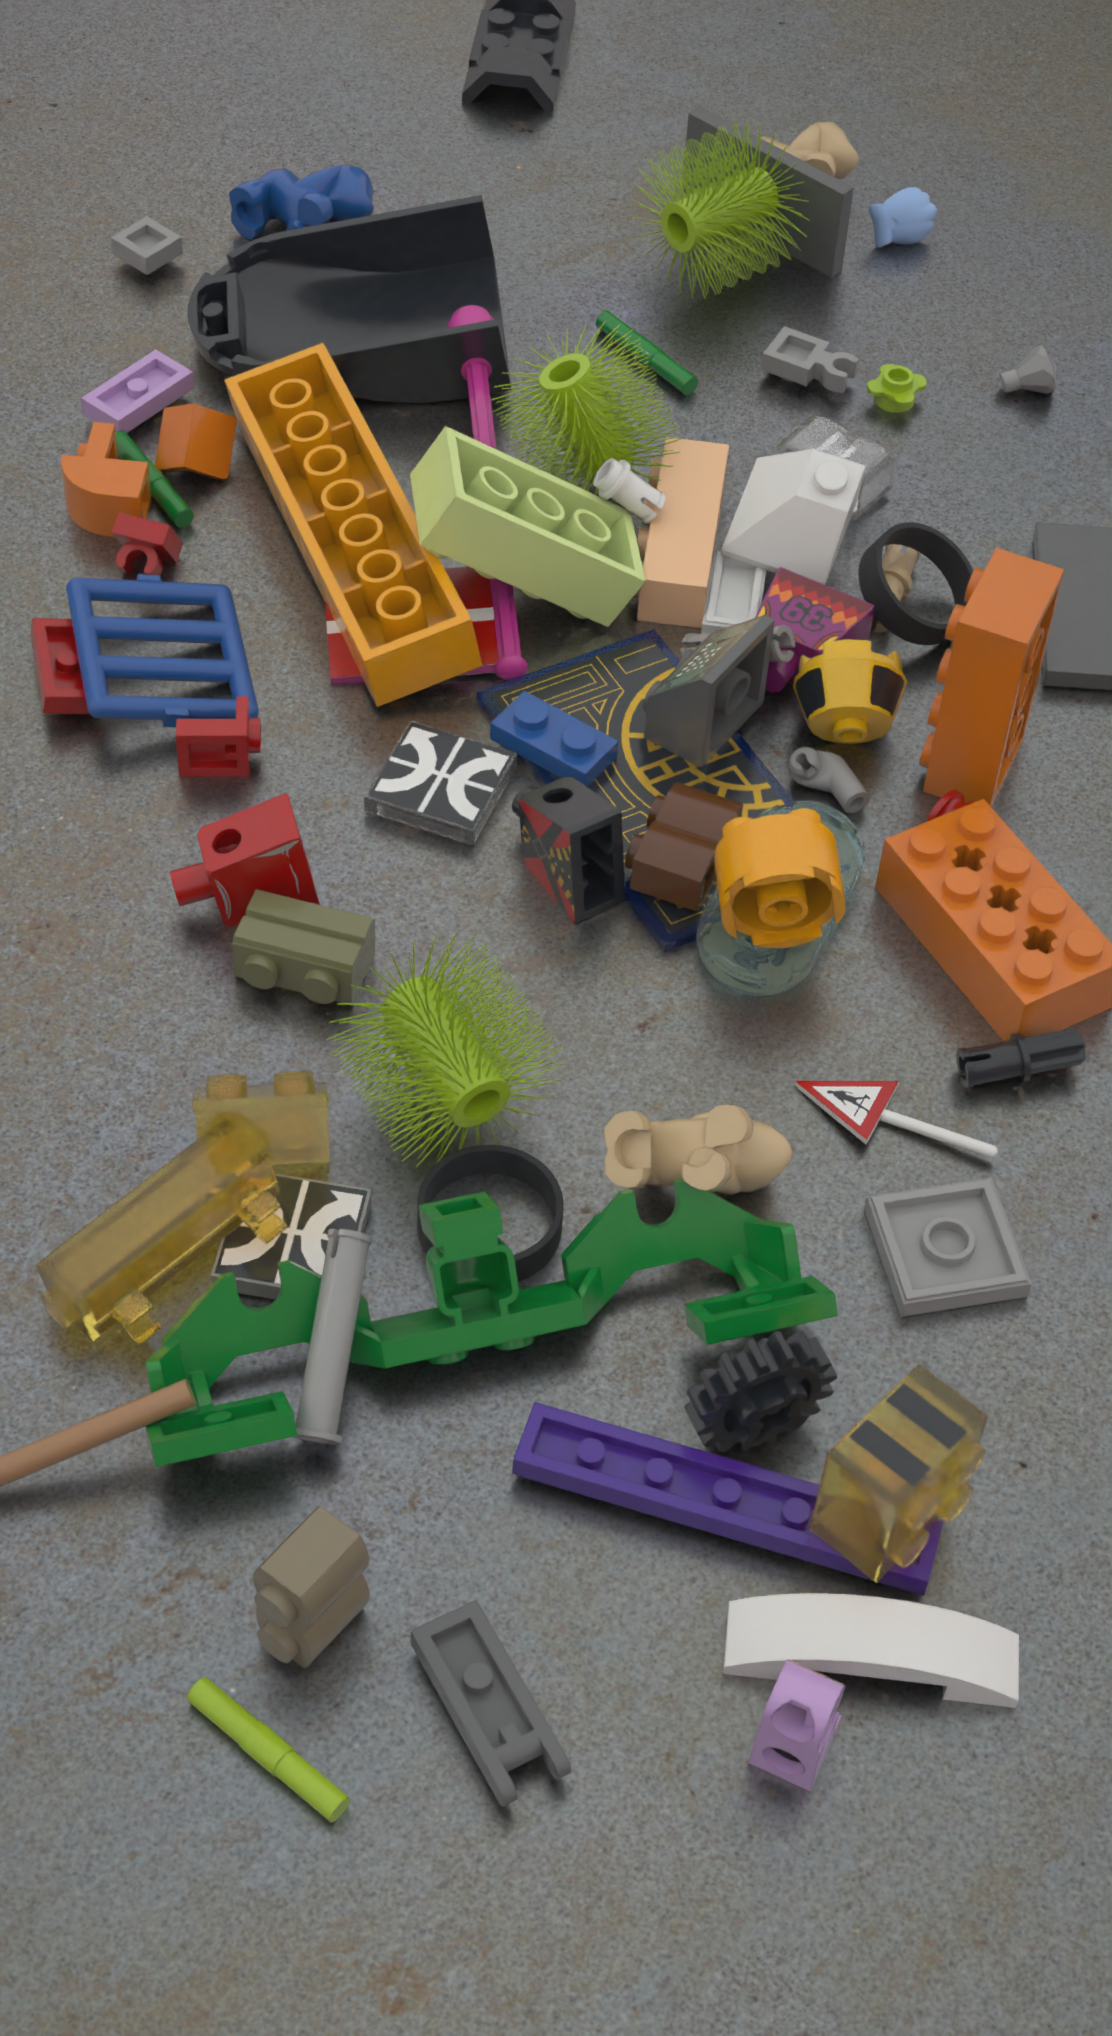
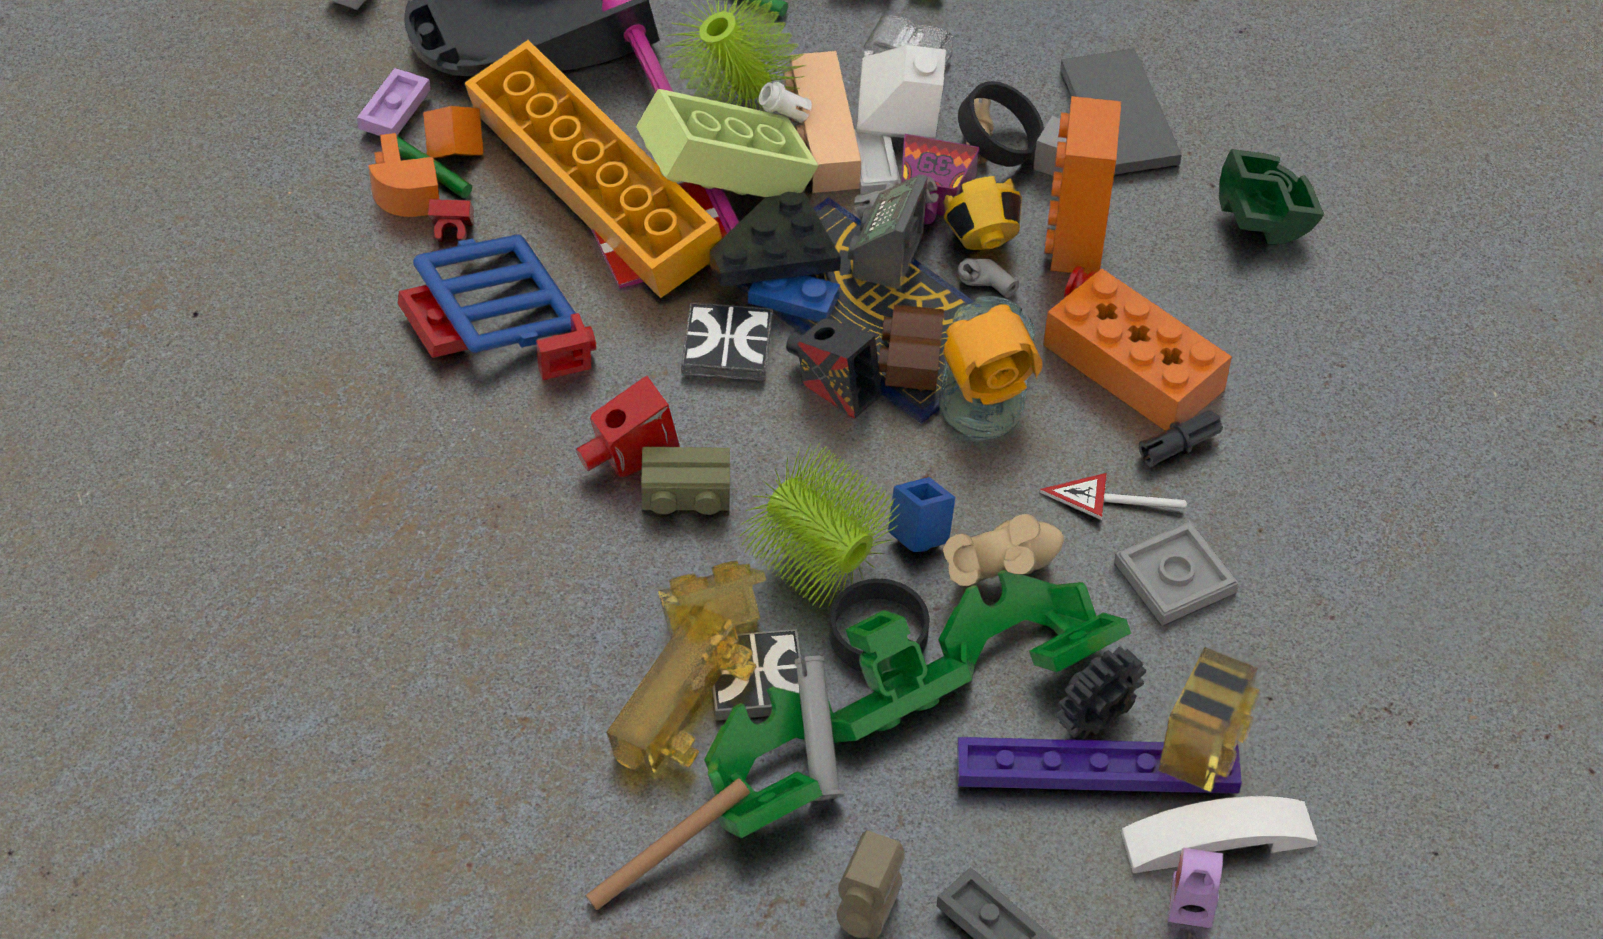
camera: 15 degrees left, 0 degrees up
(548, 667) = (775, 242): none -> black plate
(603, 1071) = (924, 514): none -> blue brick

